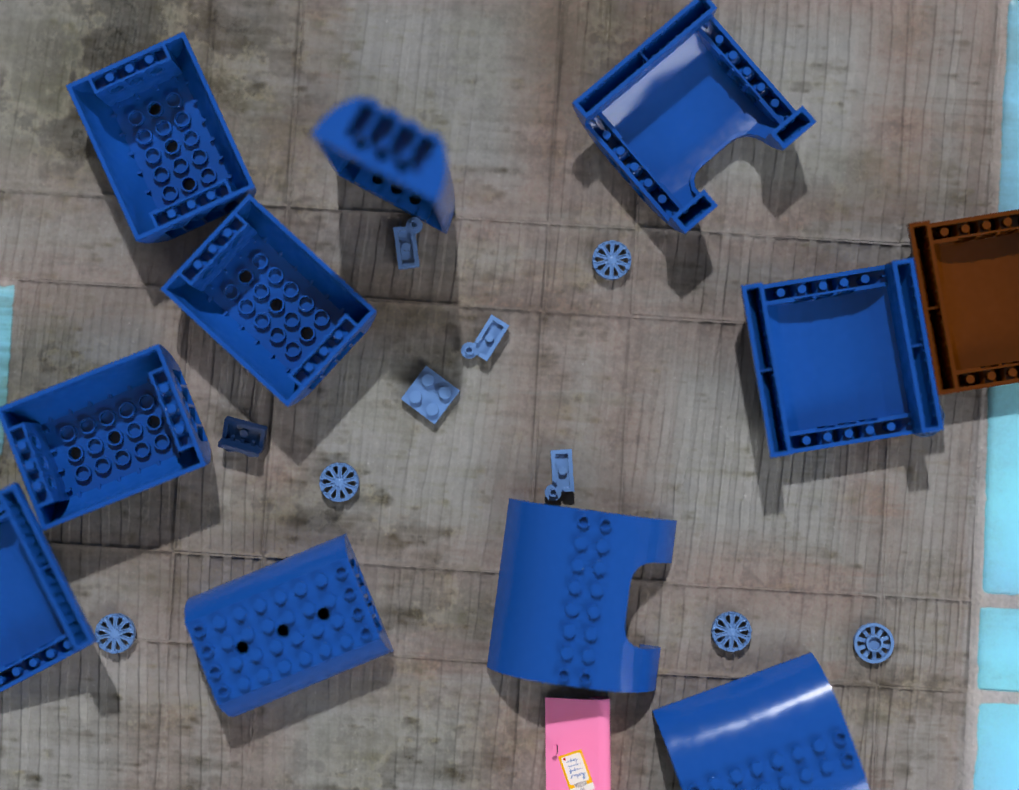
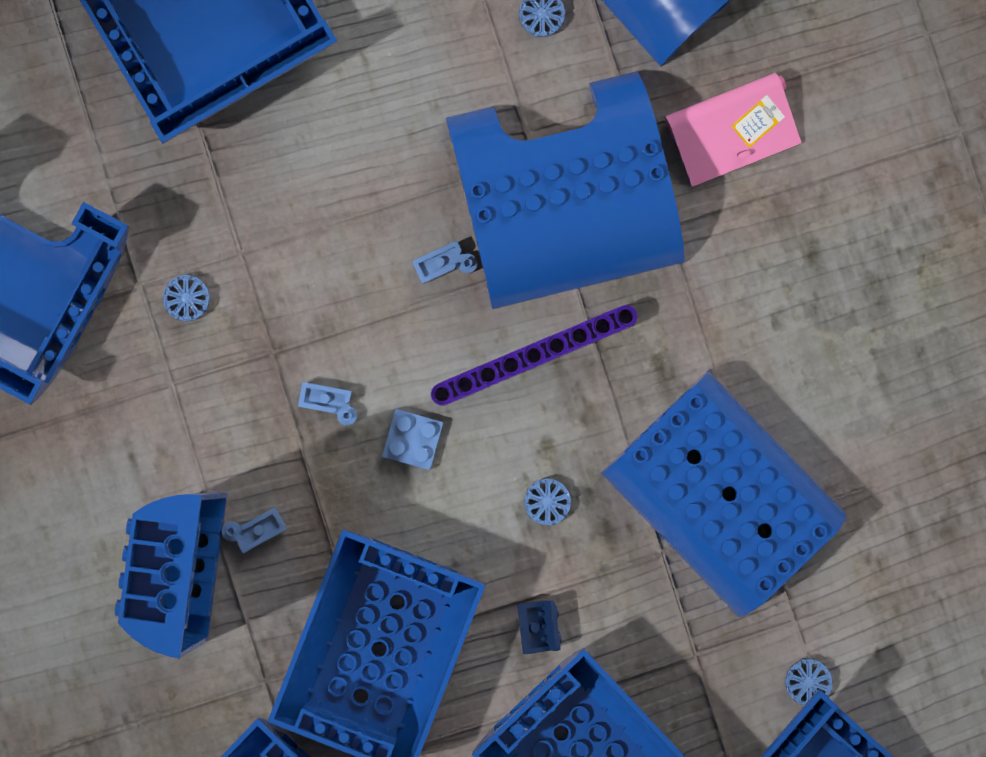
camera: 125 degrees left, 0 degrees up
(454, 527) = (542, 346): none -> dark purple beam

